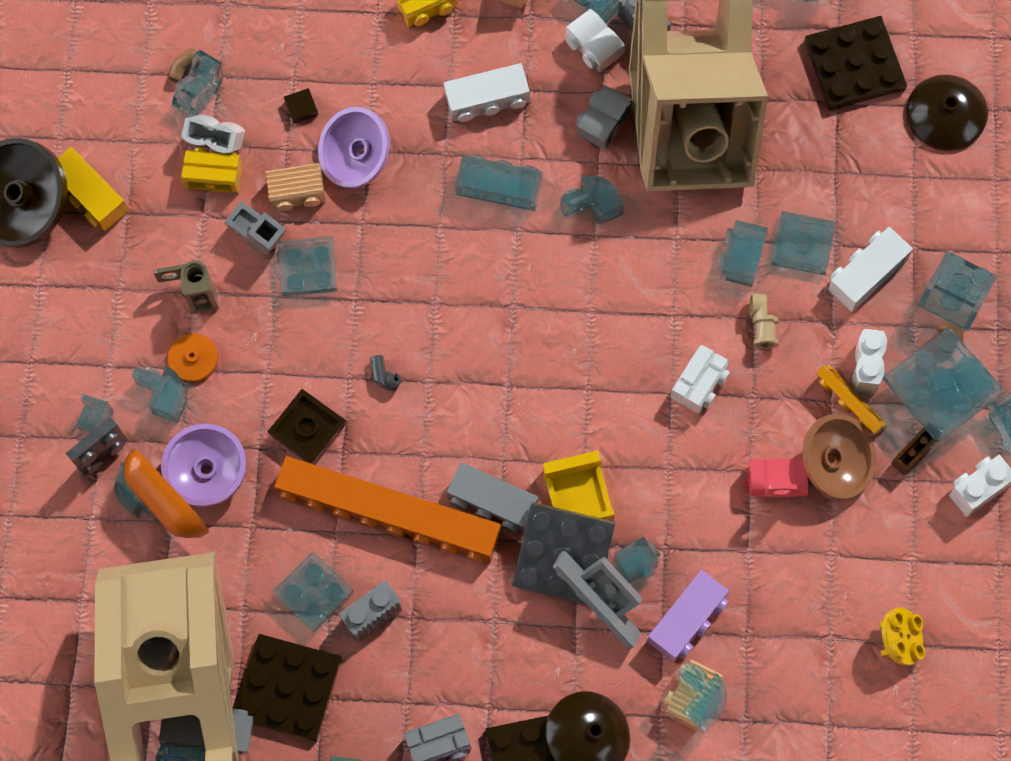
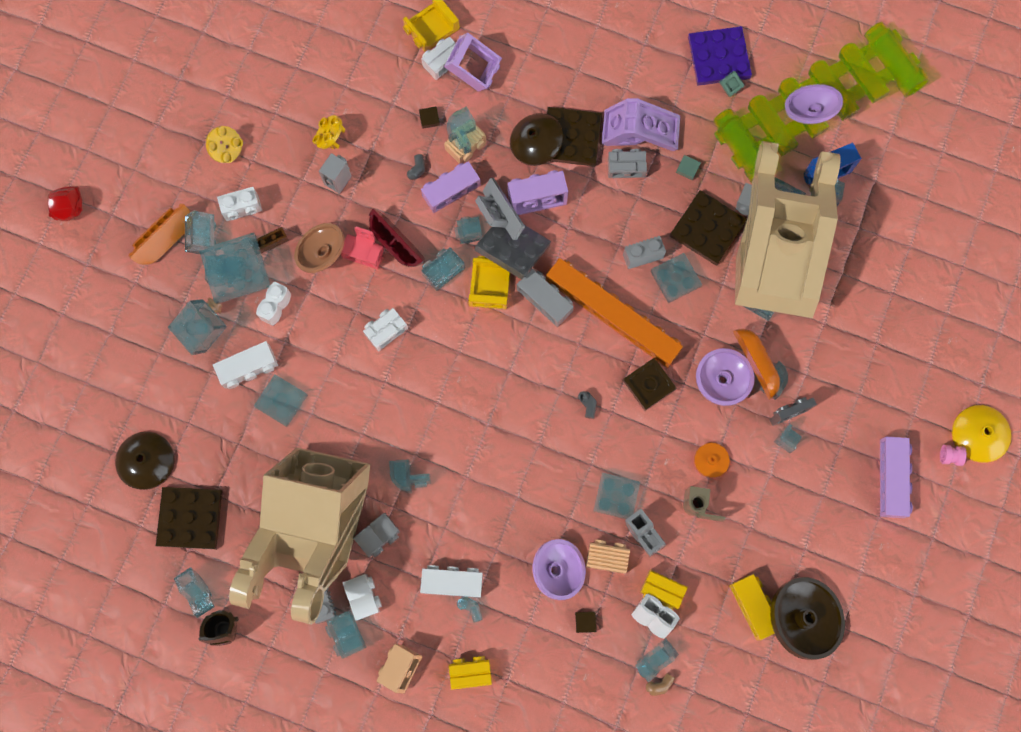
camera: 165 degrees left, 5 degrees up
(169, 391) = (733, 439): clear light blue brick -> none
(447, 73) = (472, 606): none -> clear light blue arm
(499, 182) = (466, 512): clear light blue brick -> none
(555, 642) = (538, 192): none -> lavender brick
(653, 491) = (442, 268): none -> clear light blue brick
(736, 508) = (394, 240): none -> dark red brick
(743, 253) = (323, 404): clear light blue brick -> none
(747, 630) = (418, 169): none -> dark grey arm
(763, 720) = (429, 117): none -> dark brown tile
(764, 323) = (329, 350): tan connector -> none
(850, 399) = (295, 284): light orange plate -> none
(863, 572) = (335, 173): none -> light grey brick

